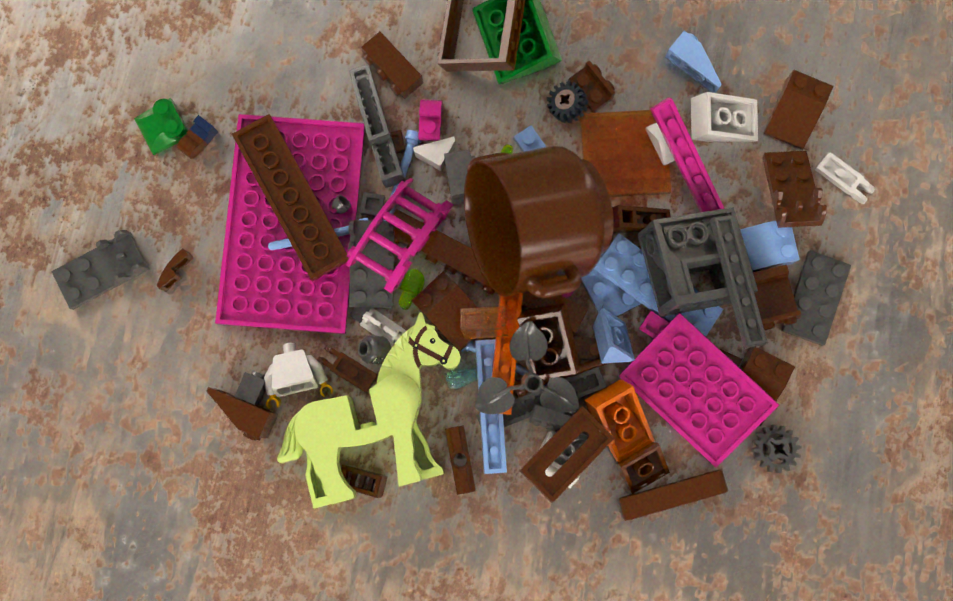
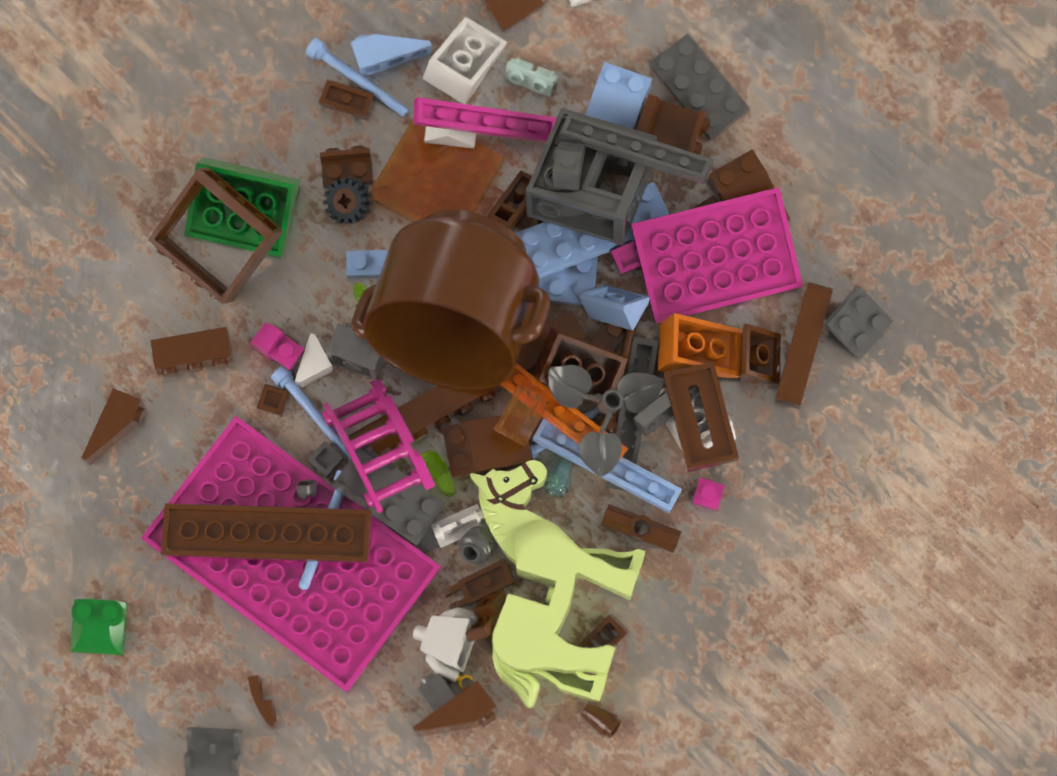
camera: 55 degrees left, 5 degrees down
(197, 138) = (136, 596): leg -> none
(303, 517) = (601, 720): none -> reddish brown cone
(309, 45) = (115, 422): none -> reddish brown slope
(328, 388) = (488, 613): none -> reddish brown slope
(376, 126) = (245, 404): dark grey slope -> none
(516, 492) = (708, 494): none -> dark pink plate
(641, 56) = (346, 99): none -> reddish brown plate
(663, 14) = (318, 51): none -> light blue piece
(692, 239) = (568, 165): none -> dark grey slope
(715, 526) = (858, 322): none -> dark grey plate
(741, 165) = (521, 73): none -> light aqua hinge
(769, 455) = (817, 207): dark grey gear -> none
(793, 189) = (578, 40): reddish brown hinge -> none

